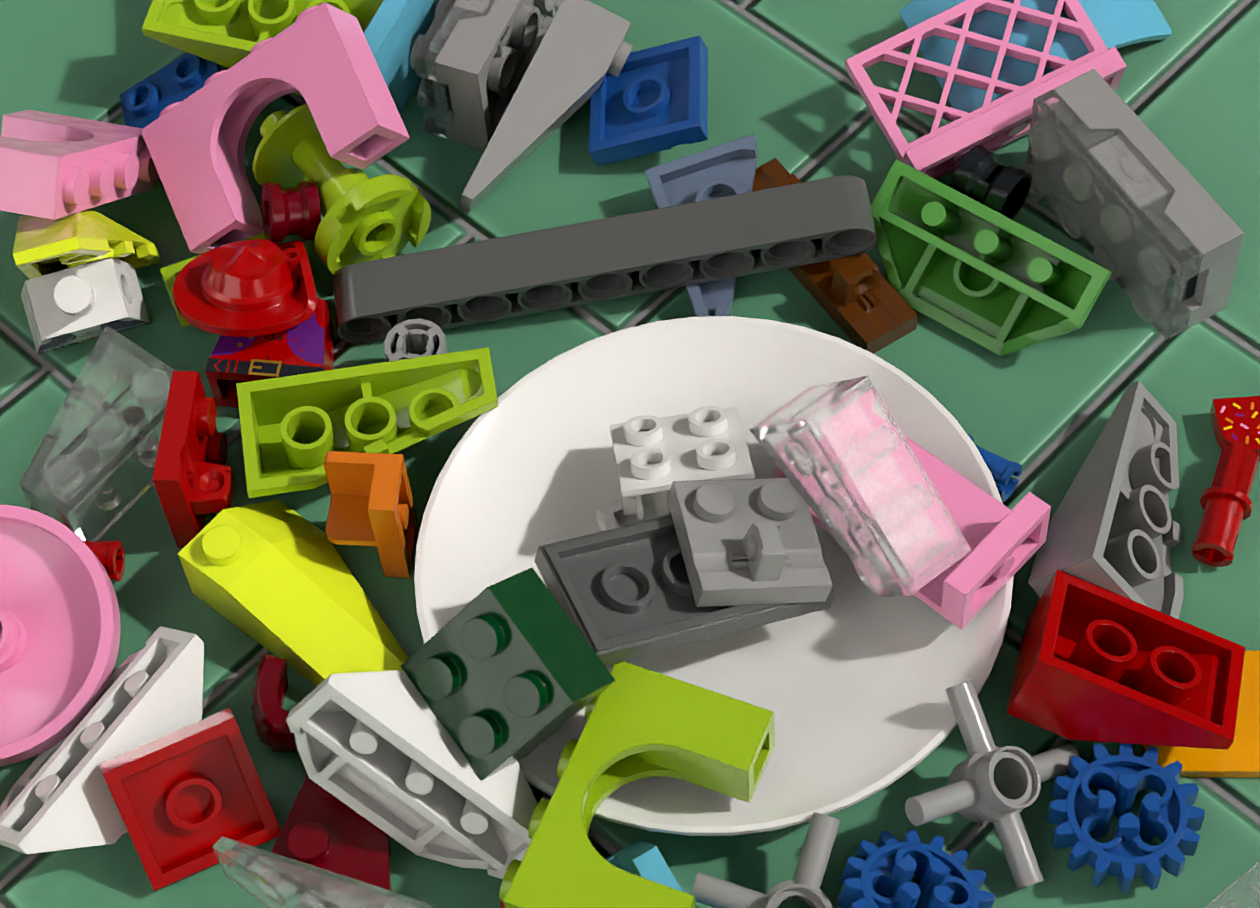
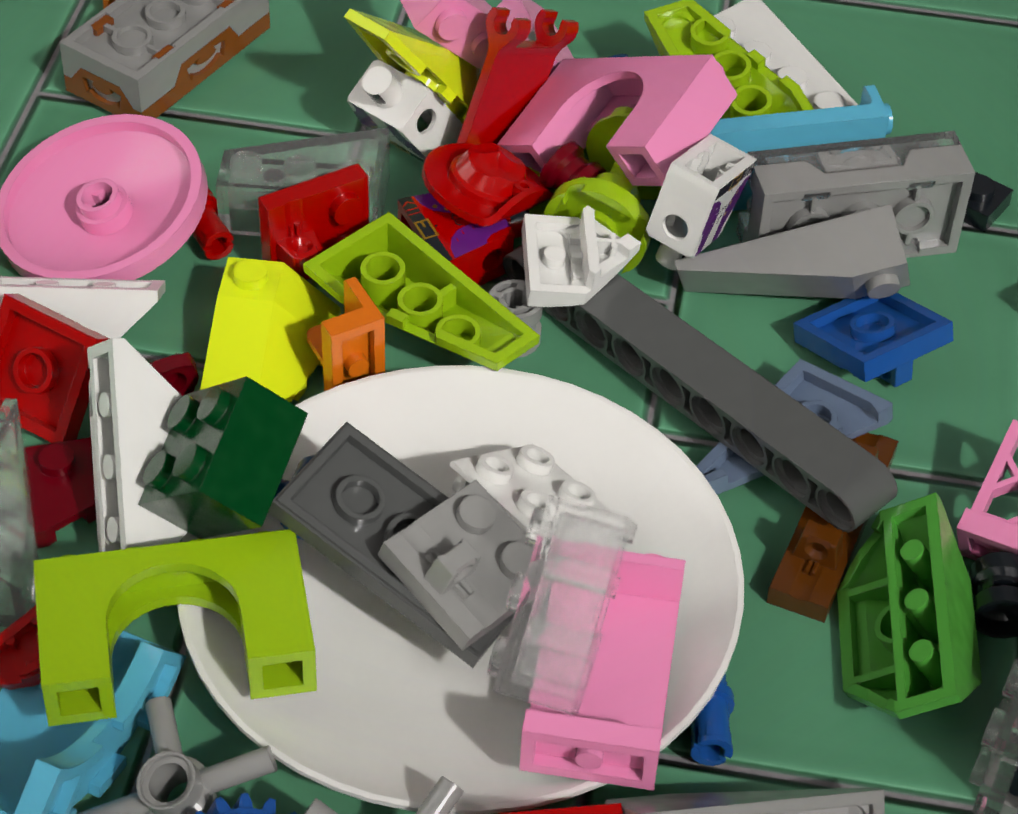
camera: 50 degrees right, 10 degrees down
(136, 159) = (512, 71): none -> red flag
(406, 271) = (570, 258): none -> white slope
(441, 126) = (697, 198): none -> white torso

